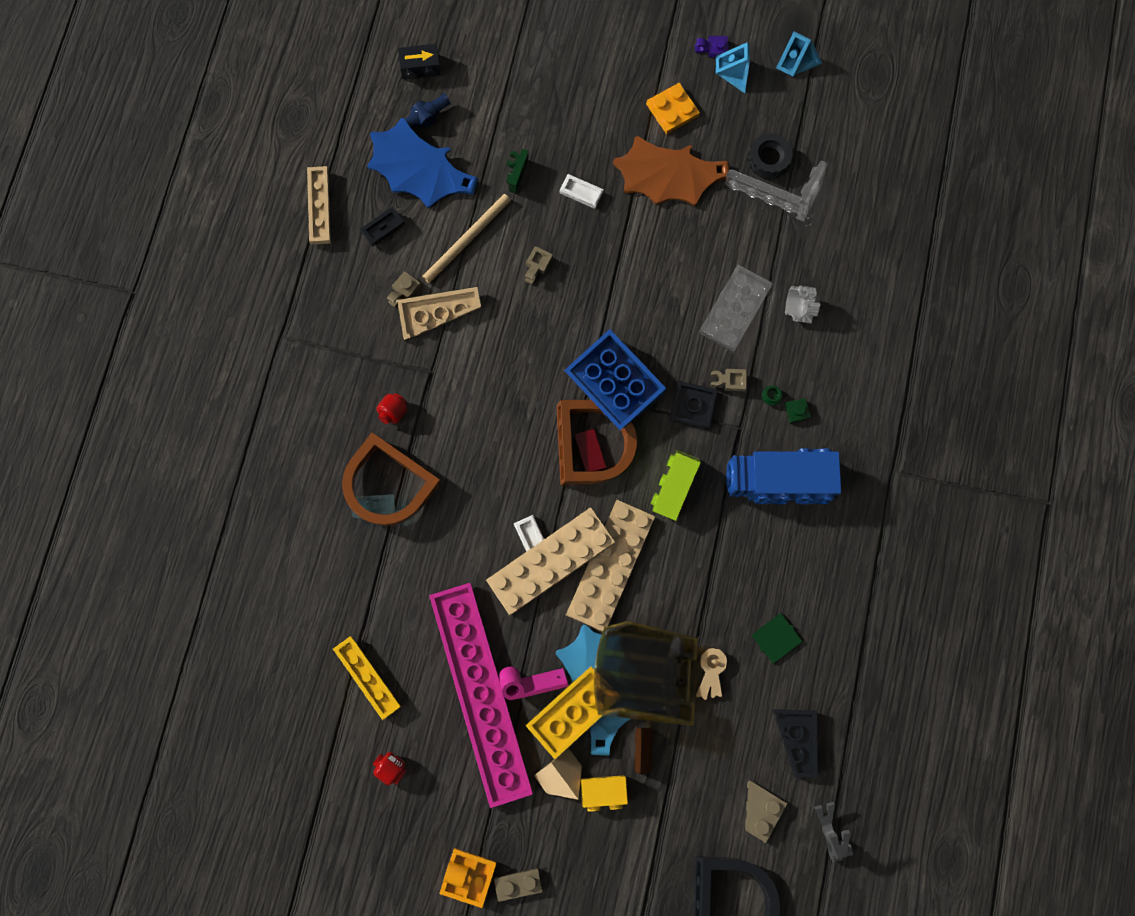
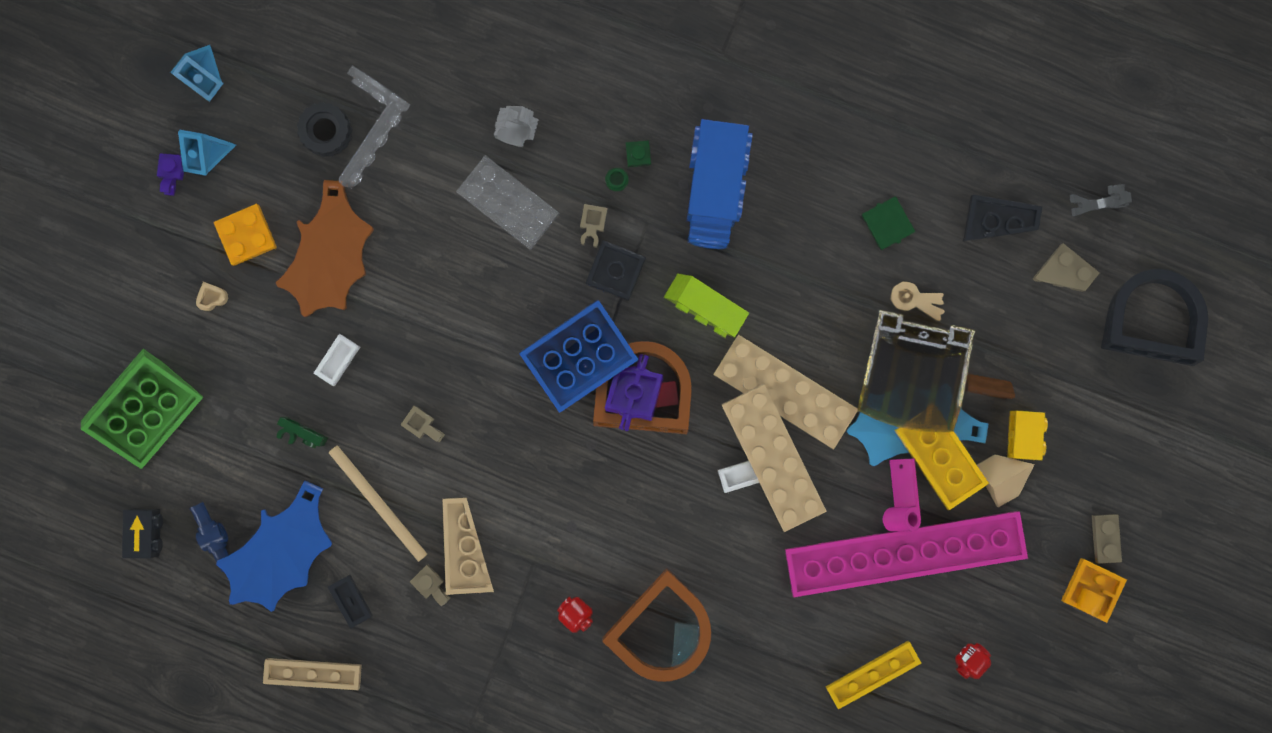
camera: 75 degrees left, 10 degrees up
(519, 49) = (141, 409): none -> bright green slope
(590, 431) = (634, 393): none -> dark purple plate
(618, 89) = (210, 296): none -> tan tile

